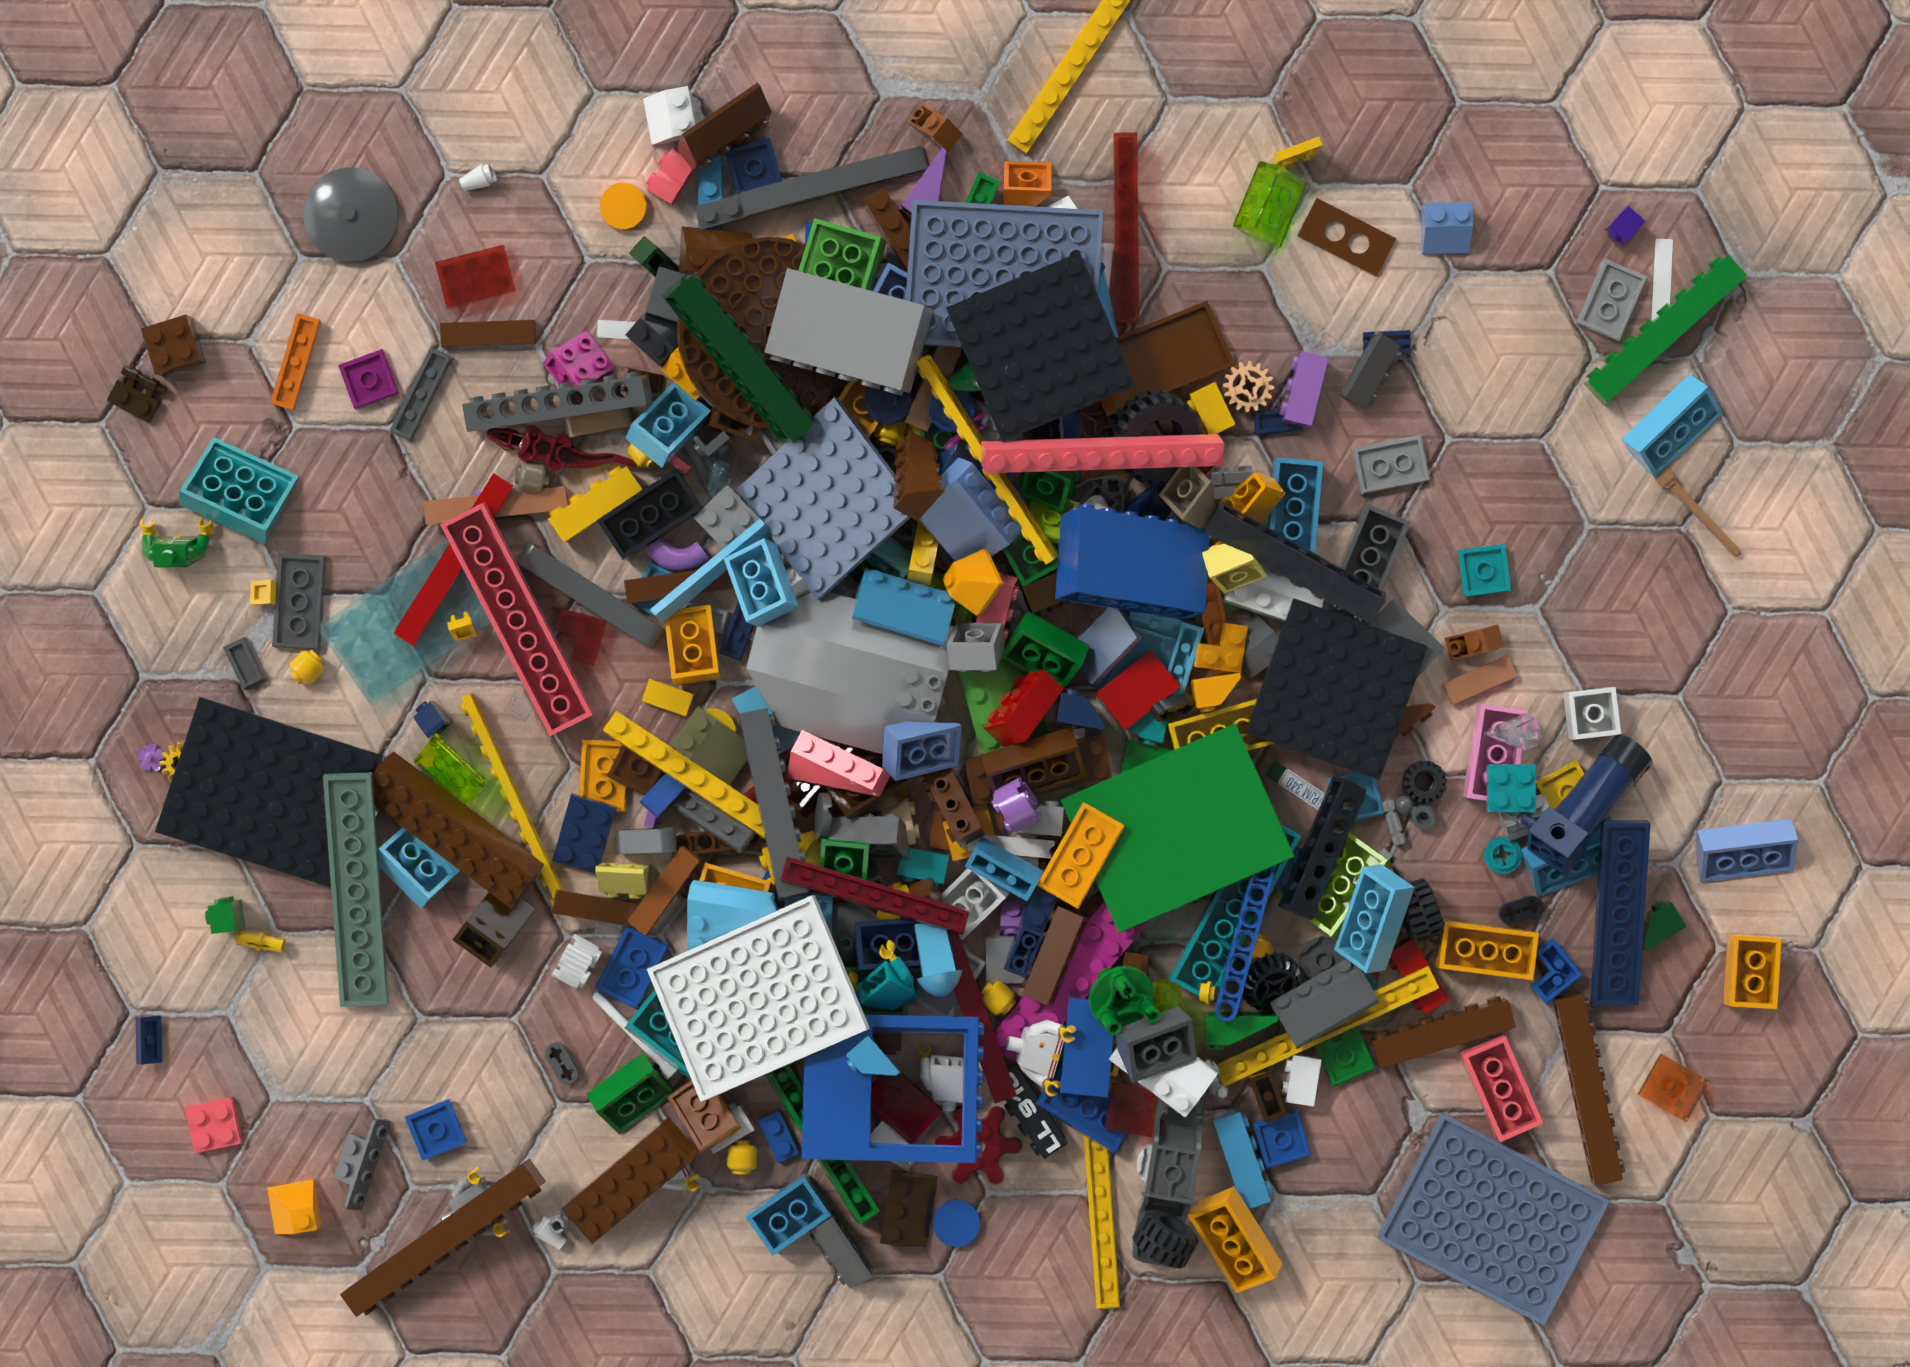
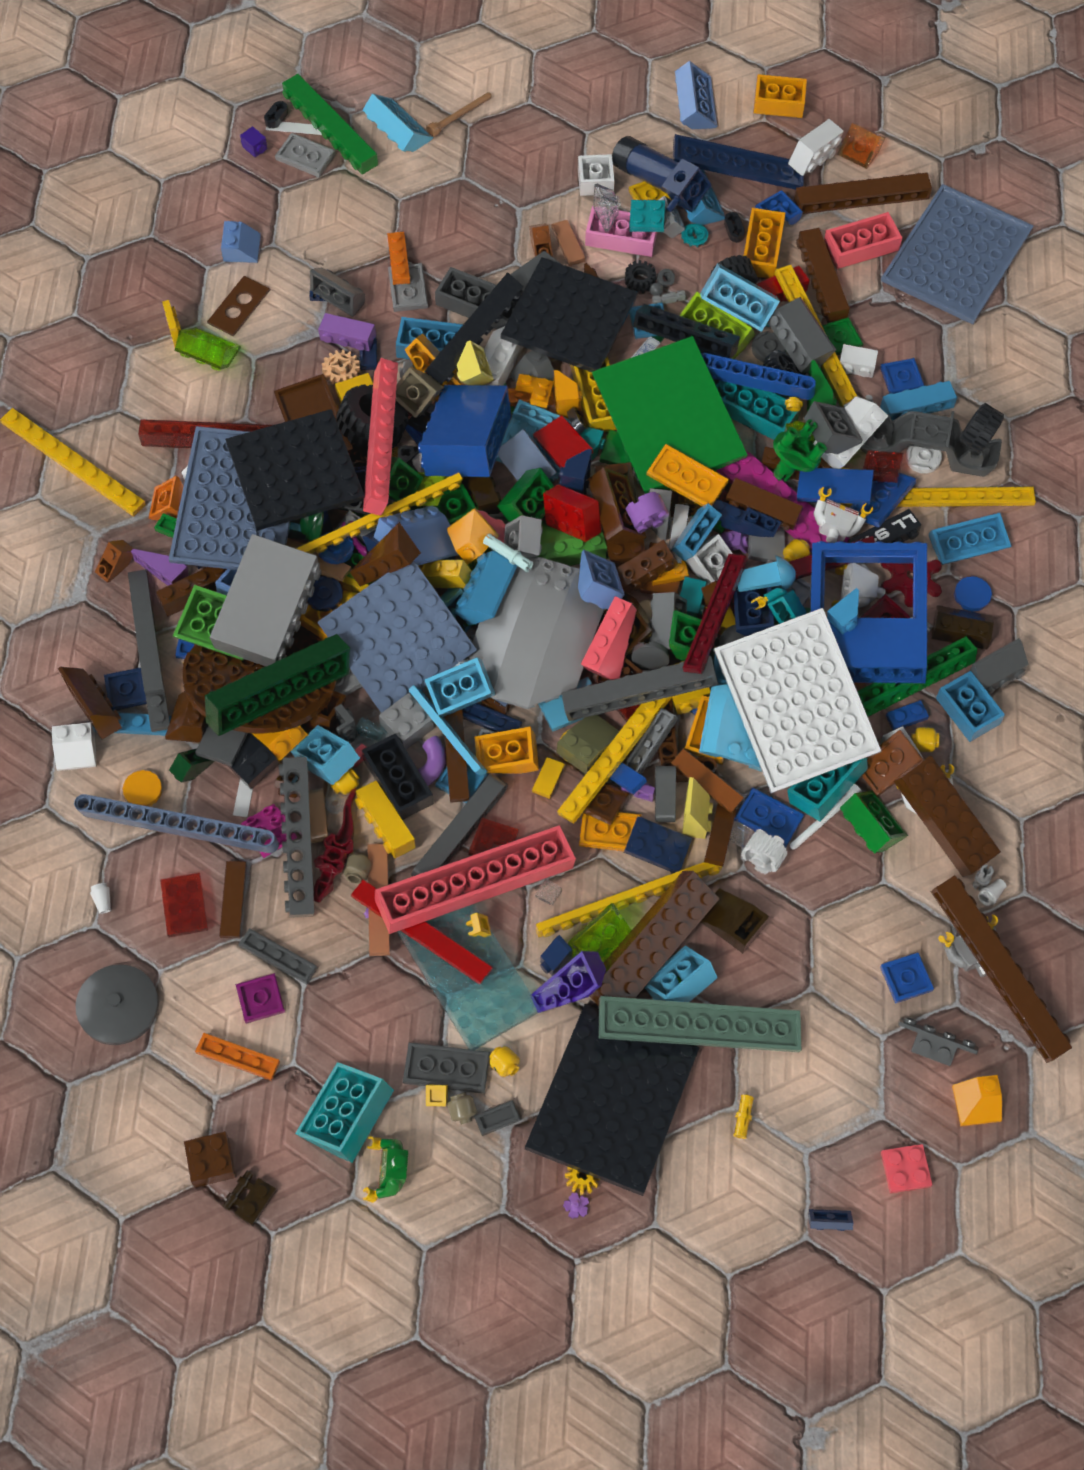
camera: 90 degrees left, 25 degrees down
(225, 915) = (720, 1139): green brick -> none
(249, 622) = (462, 1108): none -> dark tan head
(391, 745) = (572, 982): none -> dark purple wedge
(557, 1066) = (847, 871): dark grey beam -> none
(572, 265) = (184, 826): none -> sand blue beam
(670, 178) = (124, 749): coral brick -> none
(939, 638) = (512, 555): none -> light aqua pin
(1035, 1221) = (969, 539): none -> dark azure slope
(1235, 1240) = (994, 391): light orange brick -> none
(1267, 1095) = (870, 380): dark brown brick -> none
(1433, 448) = (398, 258): none -> orange plate
(1484, 570) = (489, 234): teal plate -> none
(1651, 1023) = (816, 147): none -> white brick
(1661, 924) = (747, 141): dark green slope -> none
(1678, 256) = (278, 111): none -> black beam

